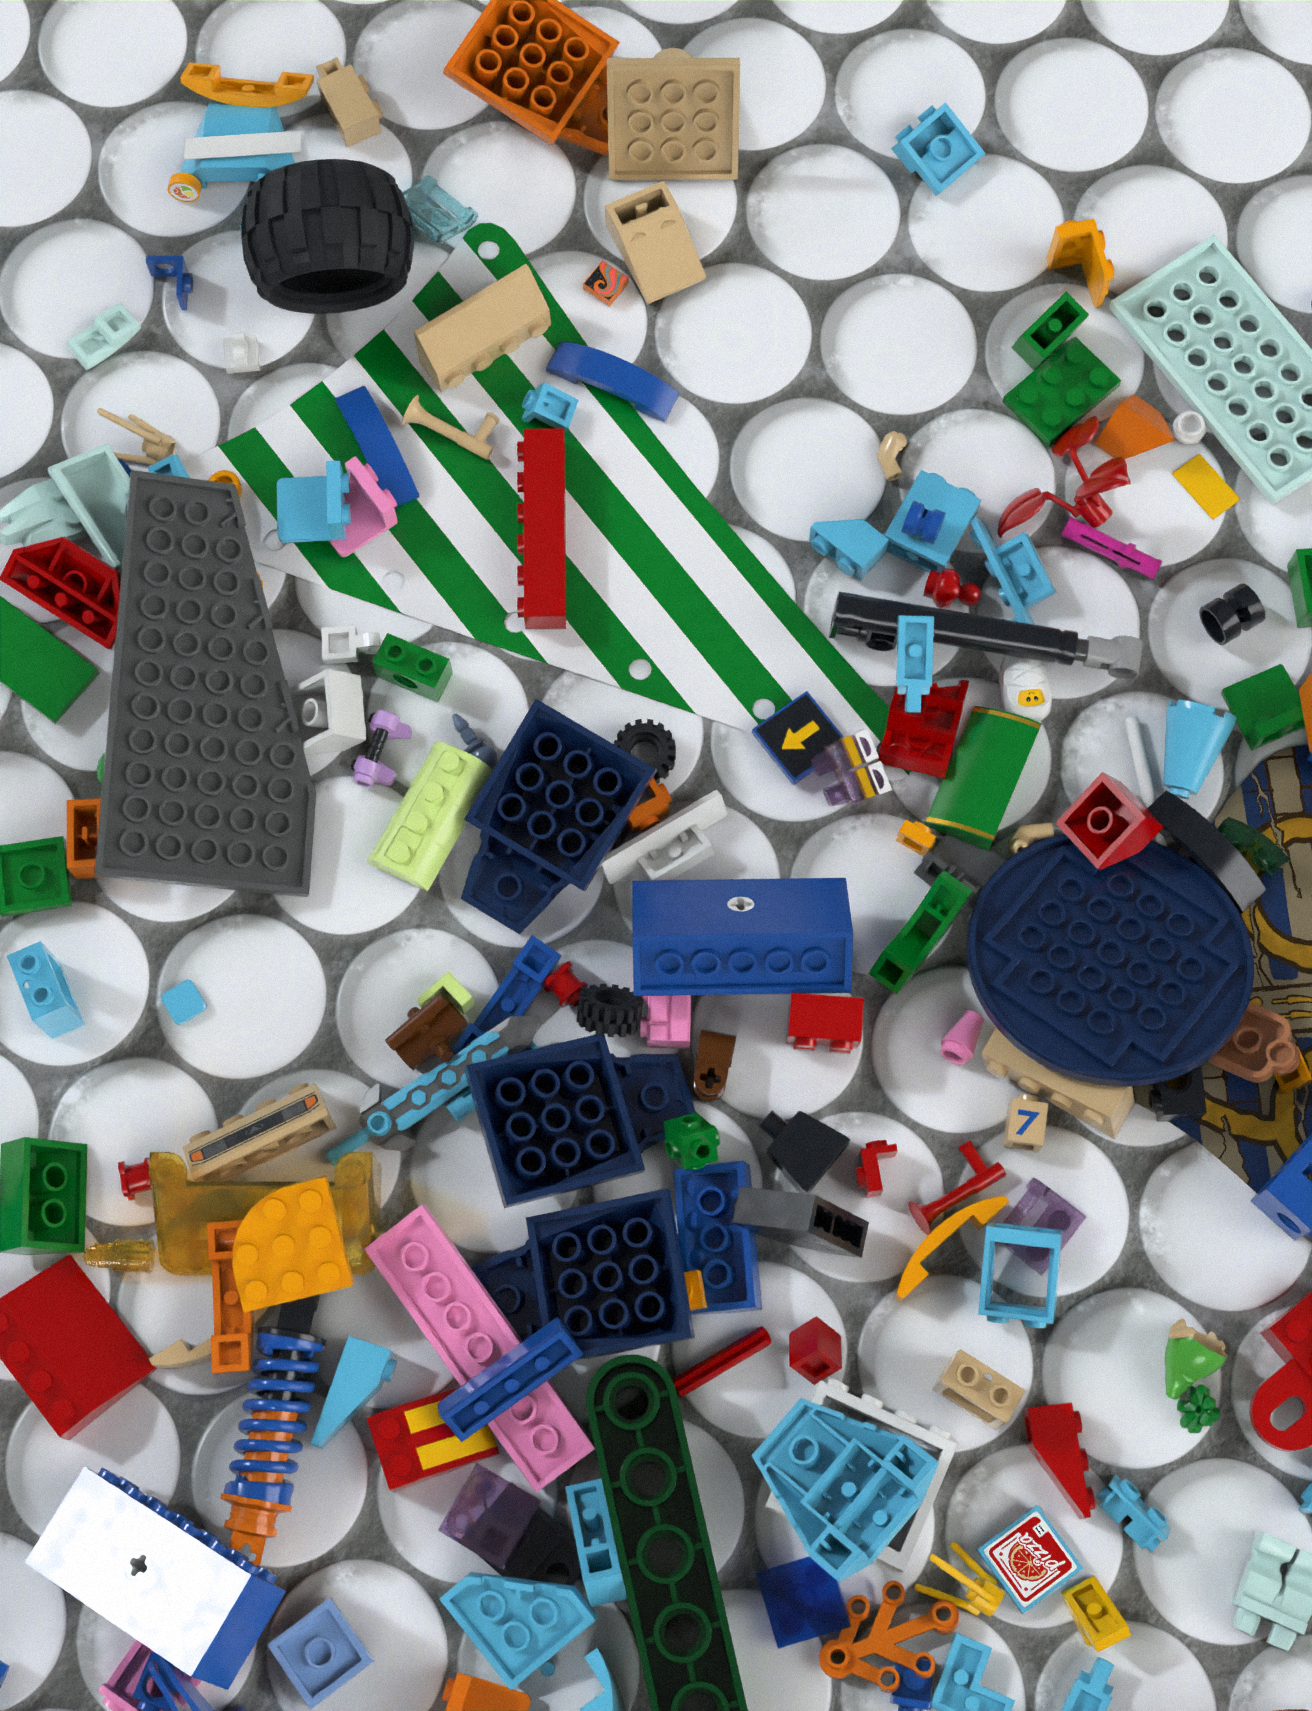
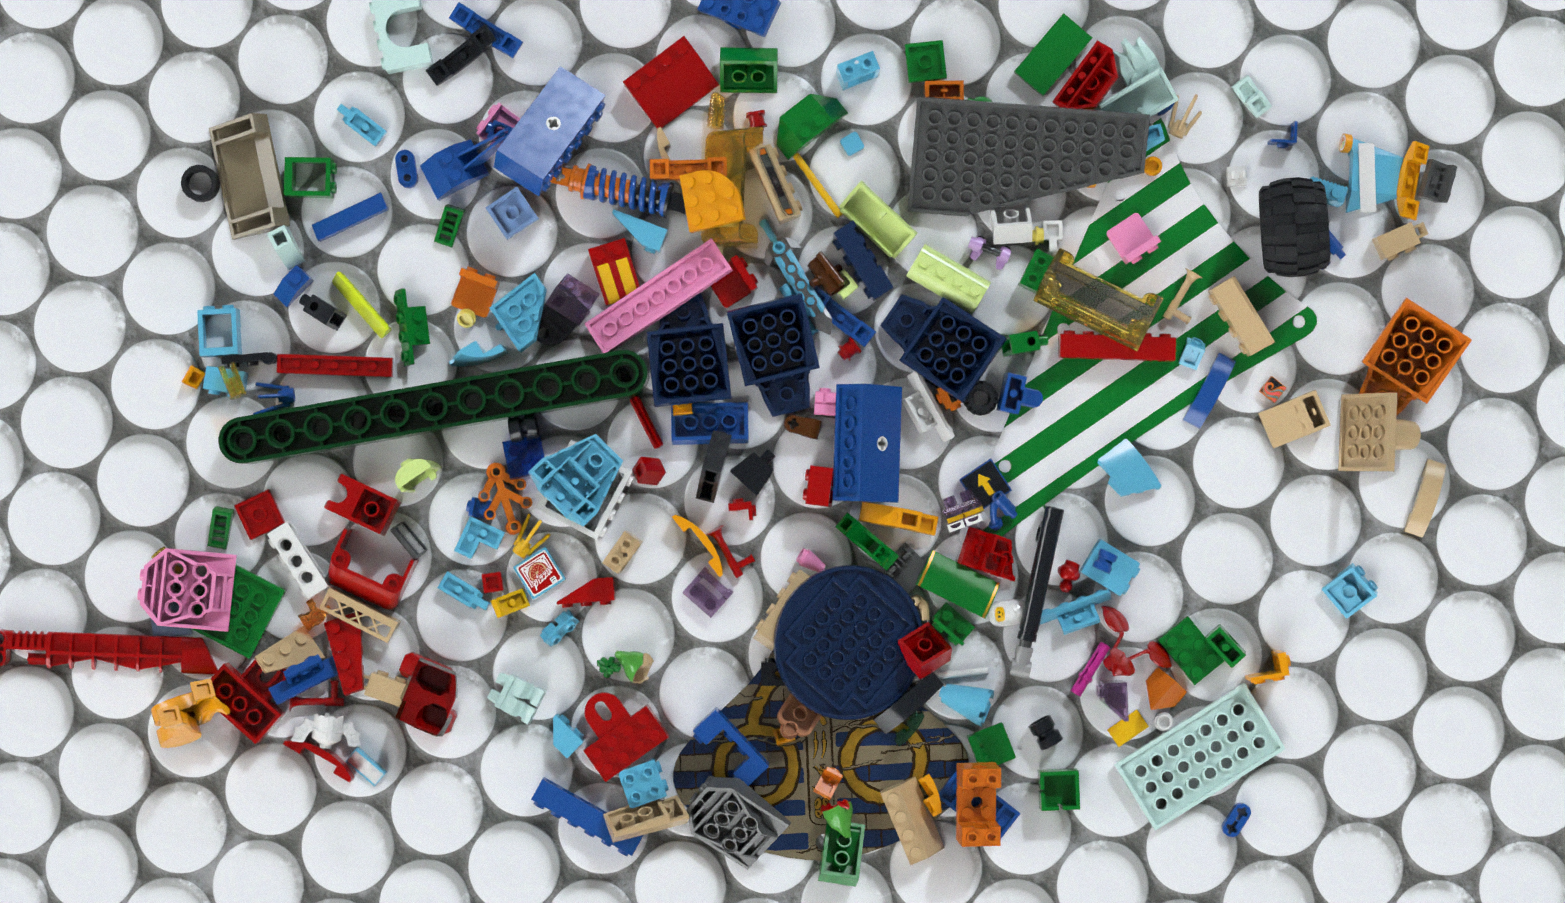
camera: 90 degrees right, 15 degrees up
(143, 1085) = (807, 122): none -> green wedge
(249, 47) = (1437, 181): none -> dark grey bracket
(261, 1060) = (817, 185): none -> yellow bar
(313, 506) = (1134, 216): medium azure bracket -> none
(324, 945) = (877, 220): none -> yellowish green container
(350, 664) = (1038, 235): none -> light yellow plate
(377, 444) = (1174, 253): blue slope -> none
(402, 969) = (862, 261): none -> dark blue wedge
(431, 217) = (1319, 286): clear light blue plate -> none
(450, 1199) = (735, 284): none -> red bracket
(468, 555) = (1096, 302): none -> windscreen
(475, 747) = (984, 307): sand blue bar -> none
(509, 1379) = (640, 311): blue slope -> none
(543, 675) = (1017, 343): none -> green torso
(595, 1543) = (556, 351): medium azure slope -> none
(609, 1010) = (832, 371): black tyre -> none
(636, 689) = (1015, 394): none -> blue brick
(691, 1141) = (760, 411): green brick -> none
(752, 1617) = (517, 431): none -> black wheel
(758, 499) = (1128, 470): none -> medium azure slope
(777, 44) = (1426, 498): none -> tan slope
(830, 706) = (1000, 501): none -> blue plant
(850, 543) = (1099, 521): medium azure slope -> none
(872, 882) = (898, 518): none -> light orange slope
(887, 453) = (1155, 546): tan arm -> none
(914, 659) = (1021, 549): medium azure hinge -> none
(916, 837) = (924, 545): light orange plate -> none
(1021, 1235) = (699, 584): medium azure window -> none
(1025, 1123) = (762, 590): tan brick -> none
(1056, 1653) = (492, 582): none -> red plate
(1057, 782) = (953, 623): none -> green bracket
(1157, 499) = (1115, 696): none -> clear purple slope

